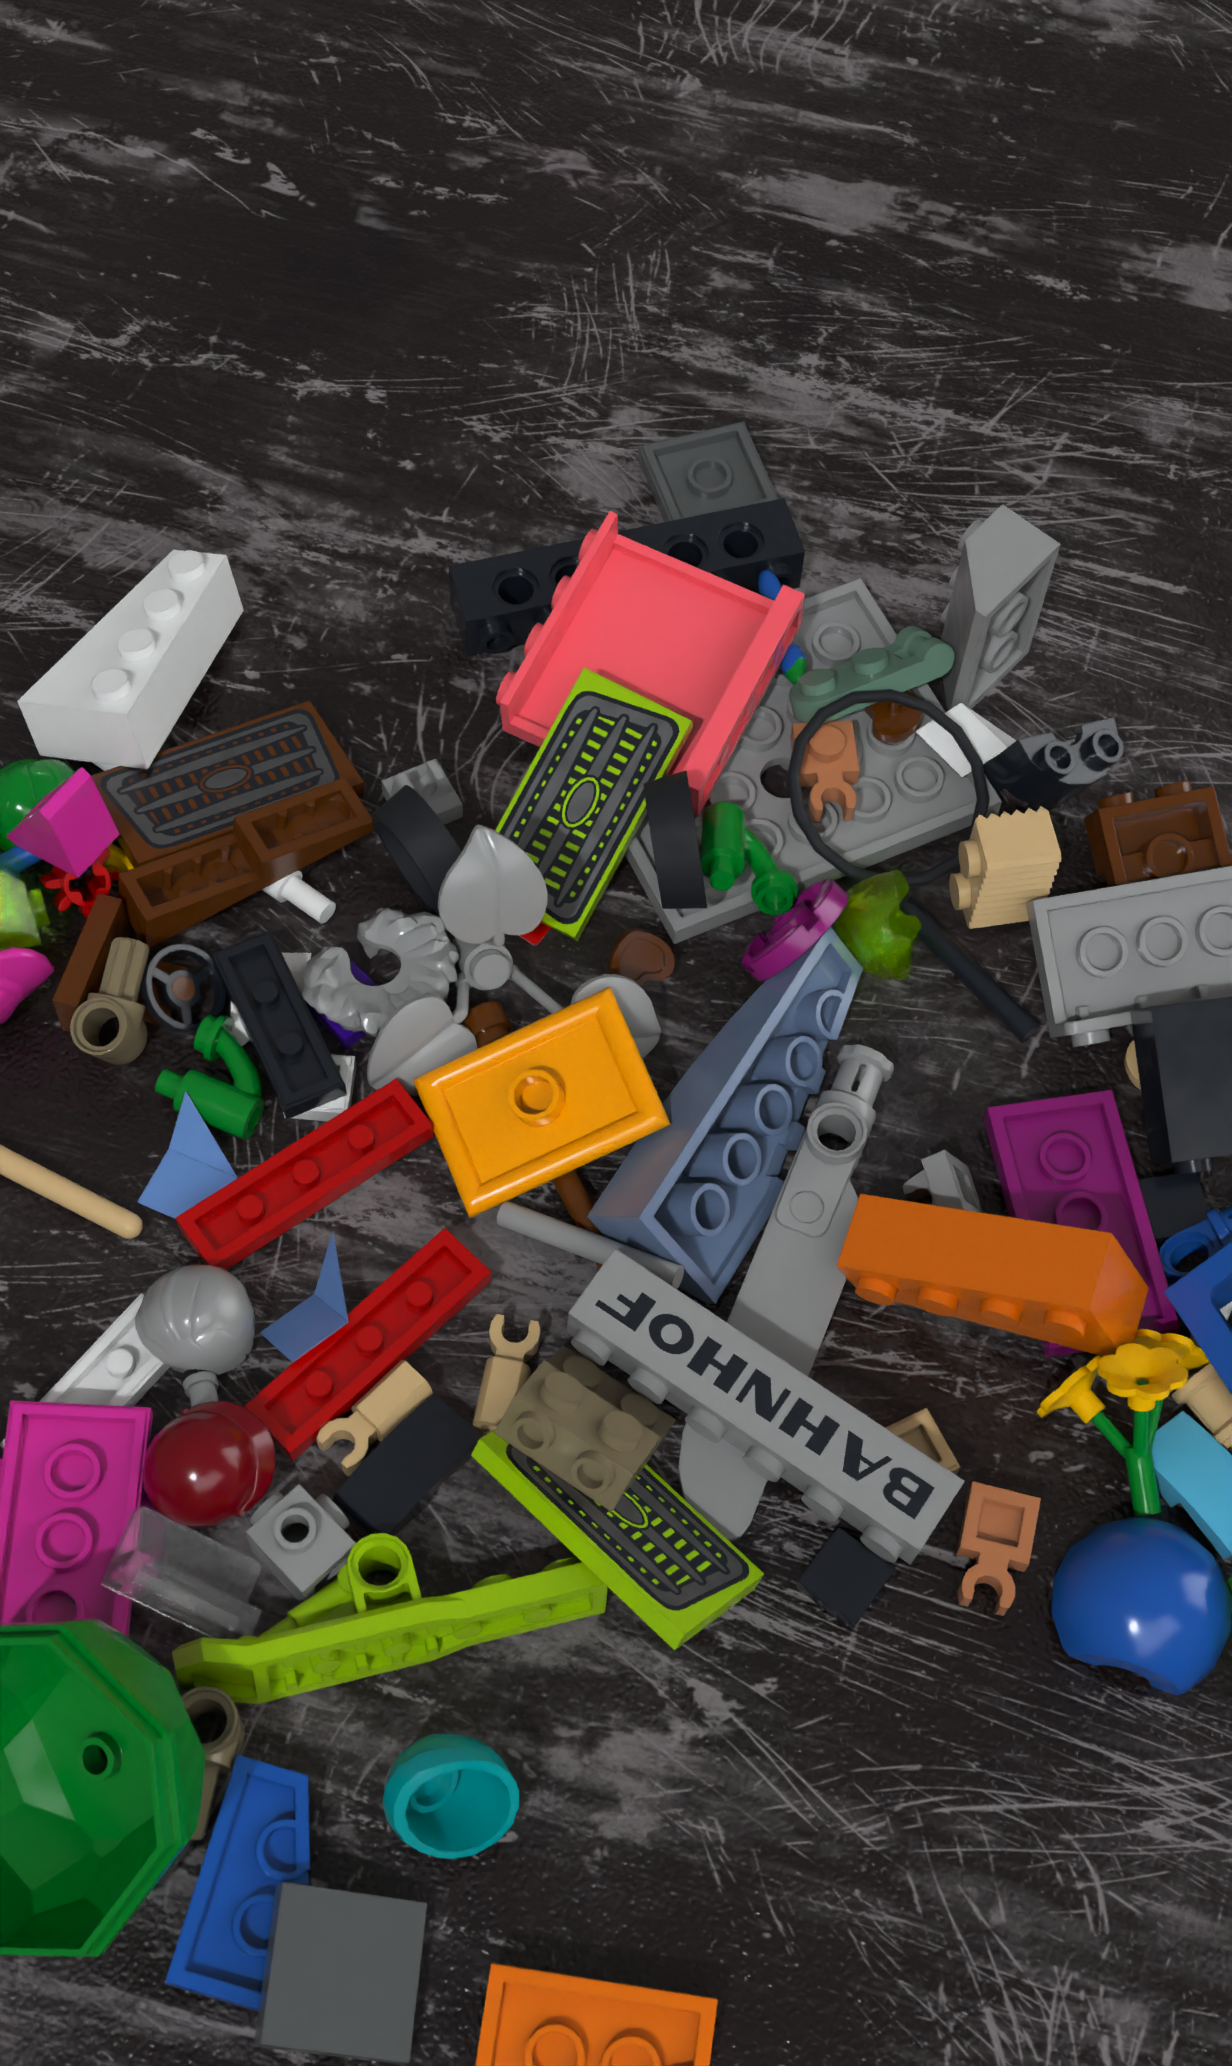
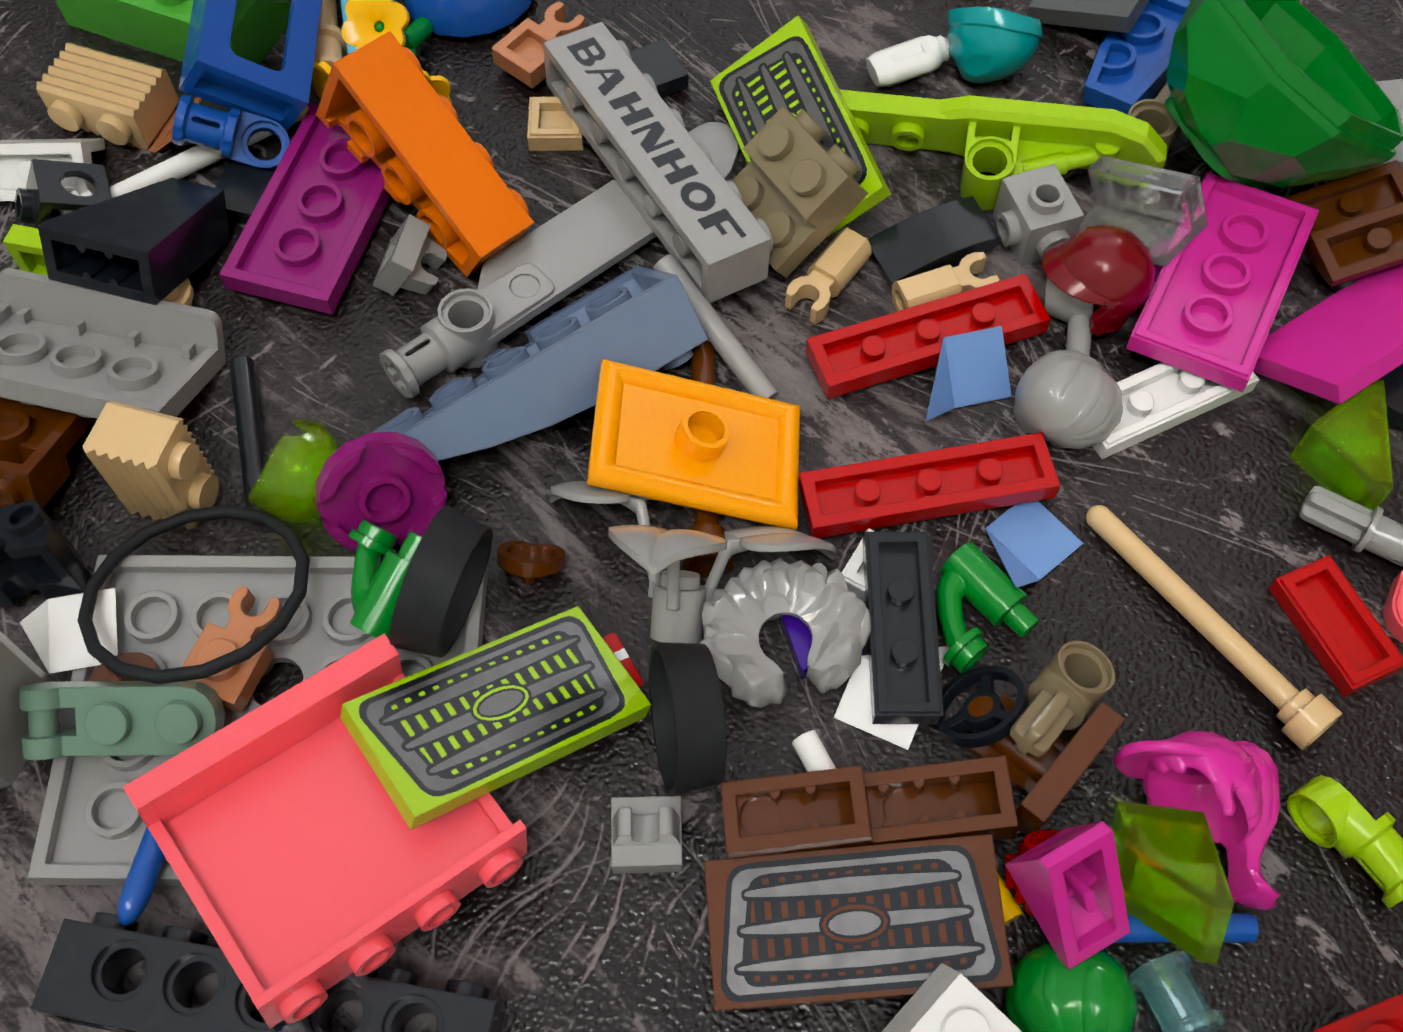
camera: 150 degrees left, 0 degrees up
(550, 1738) = (907, 60): none -> white piece

